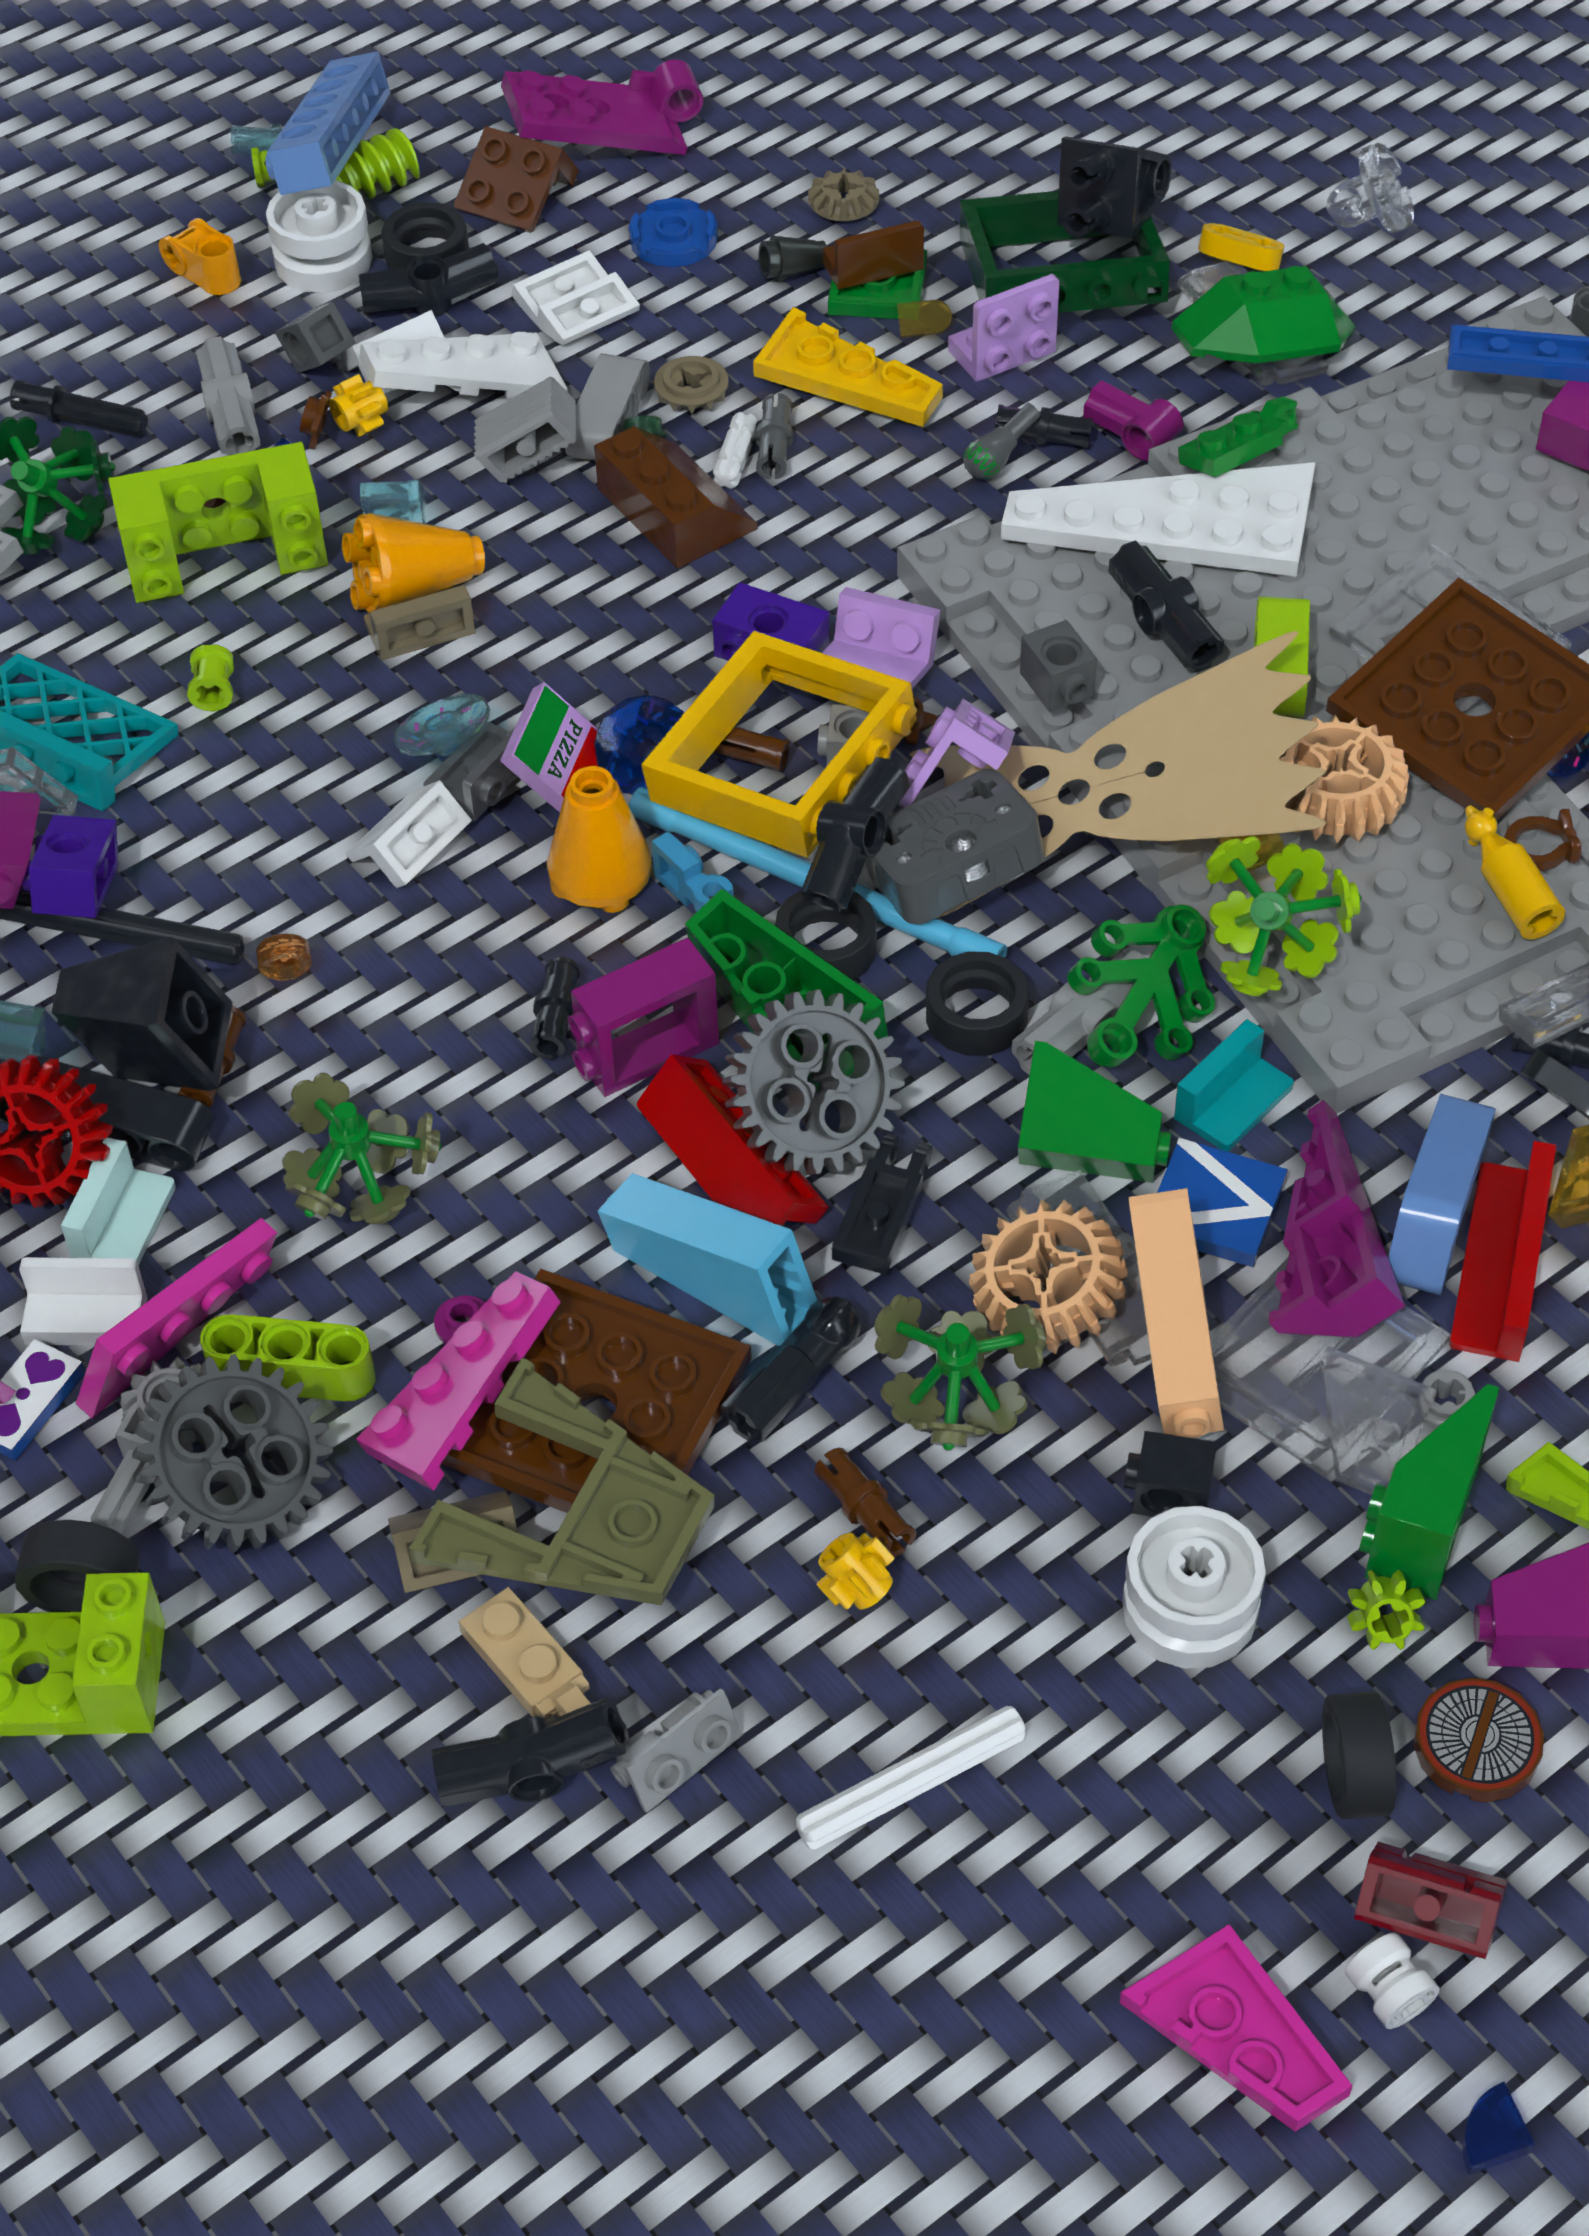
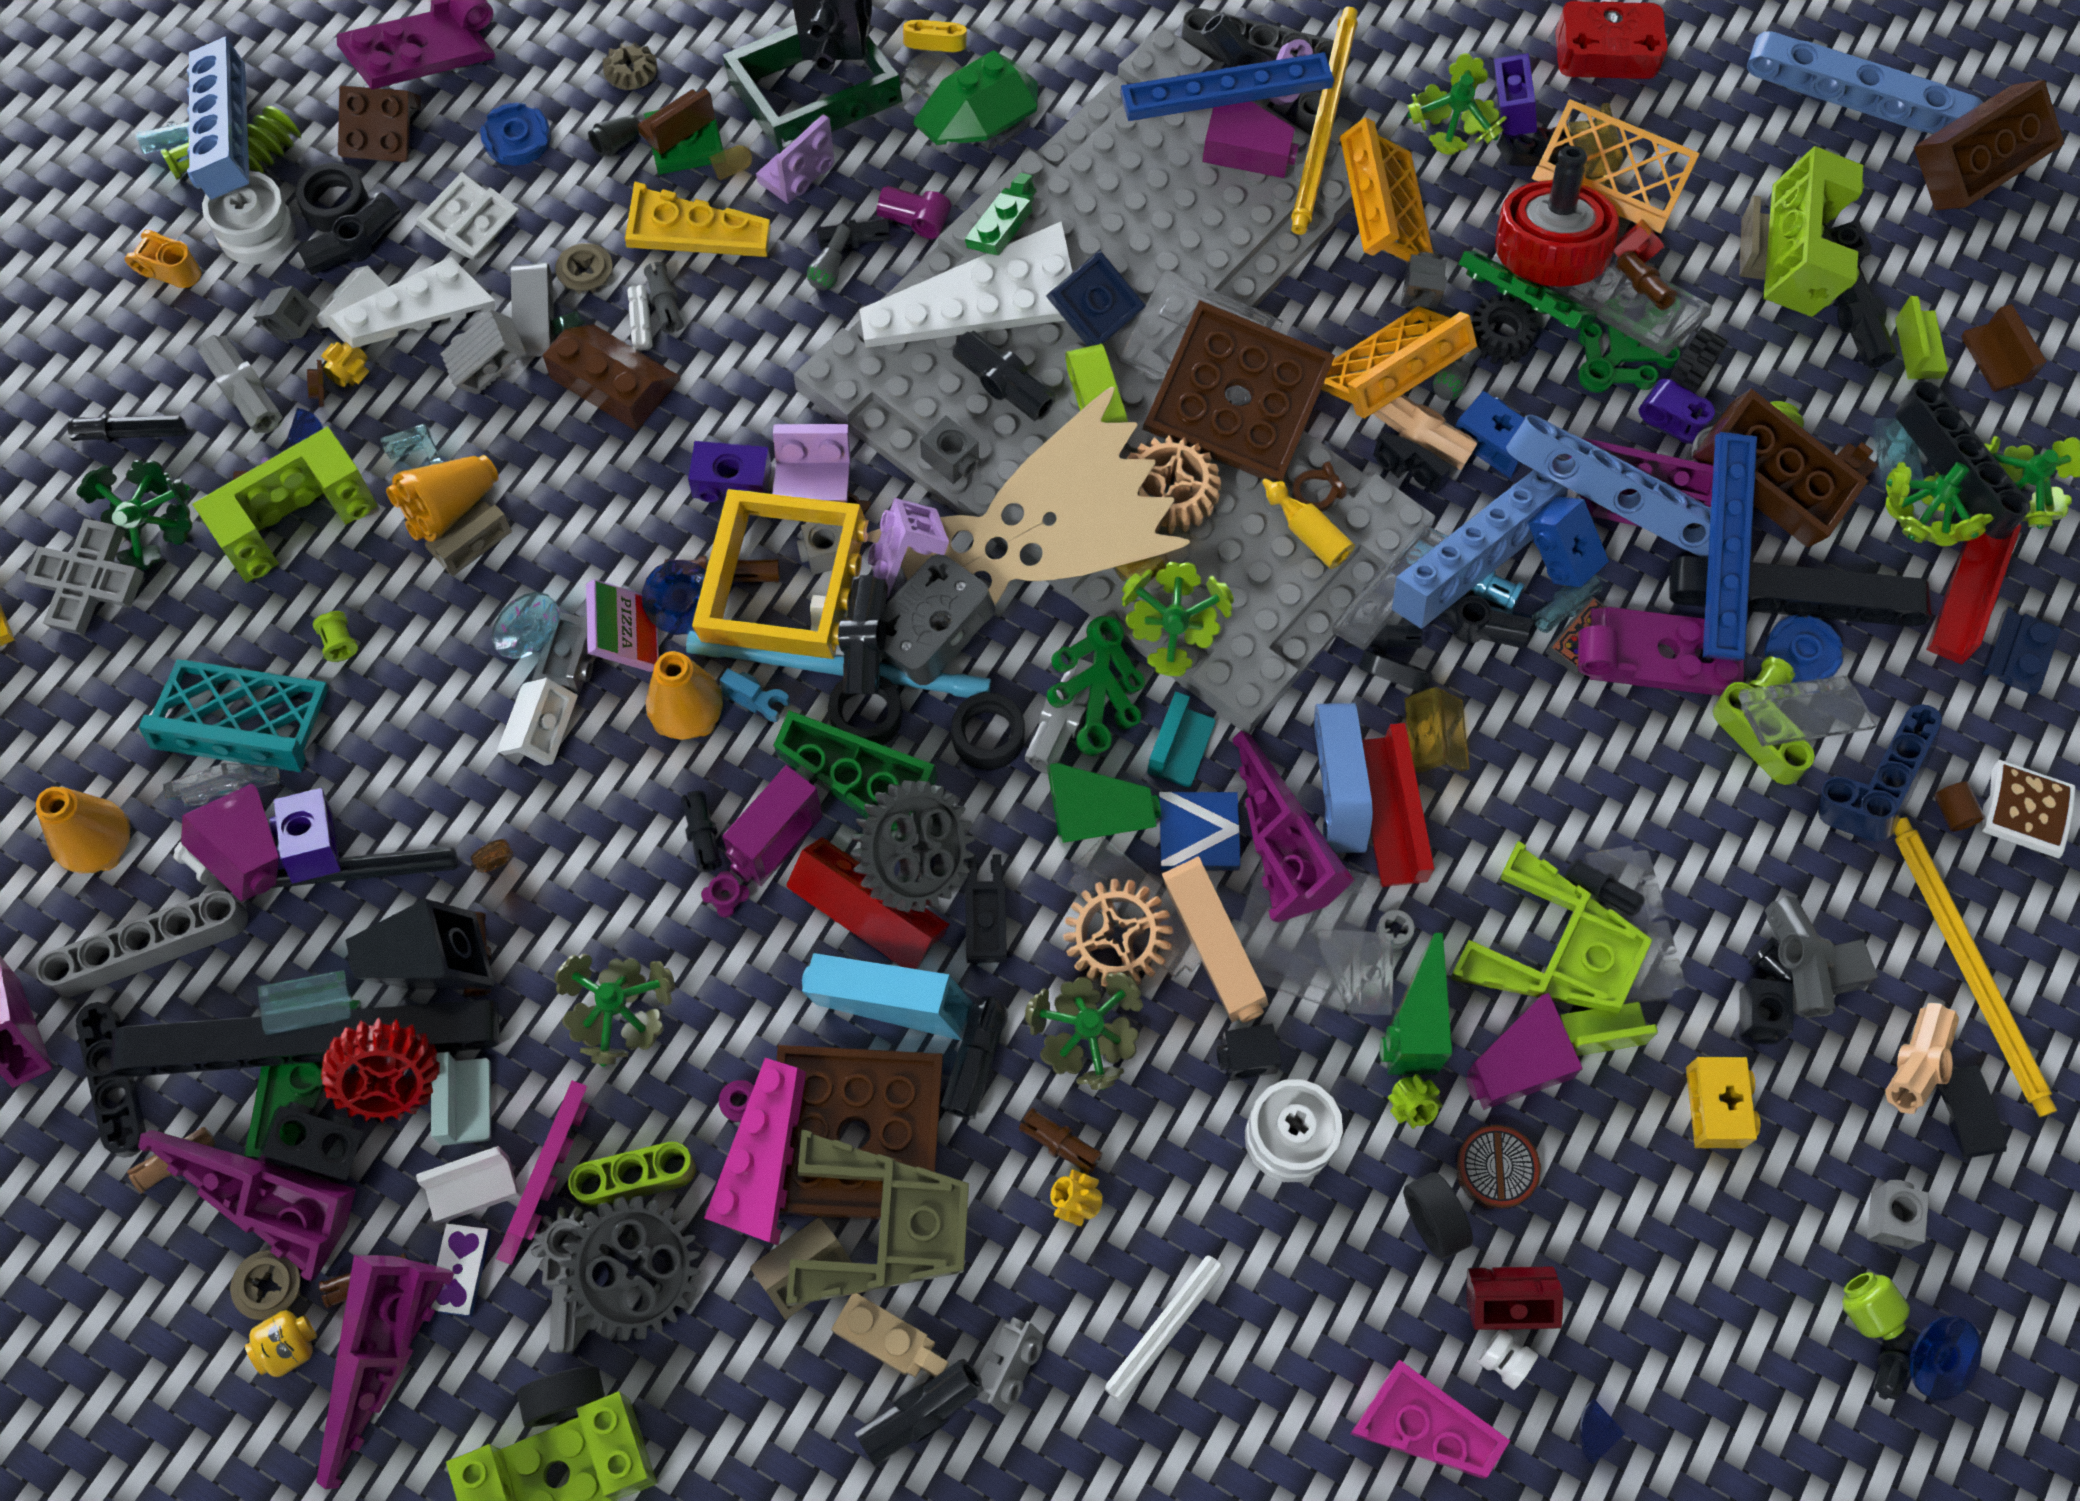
camera: 25 degrees left, 15 degrees up
(553, 1074) = (725, 882): none -> magenta plate
(1323, 552) = (1095, 300): none -> dark blue plate

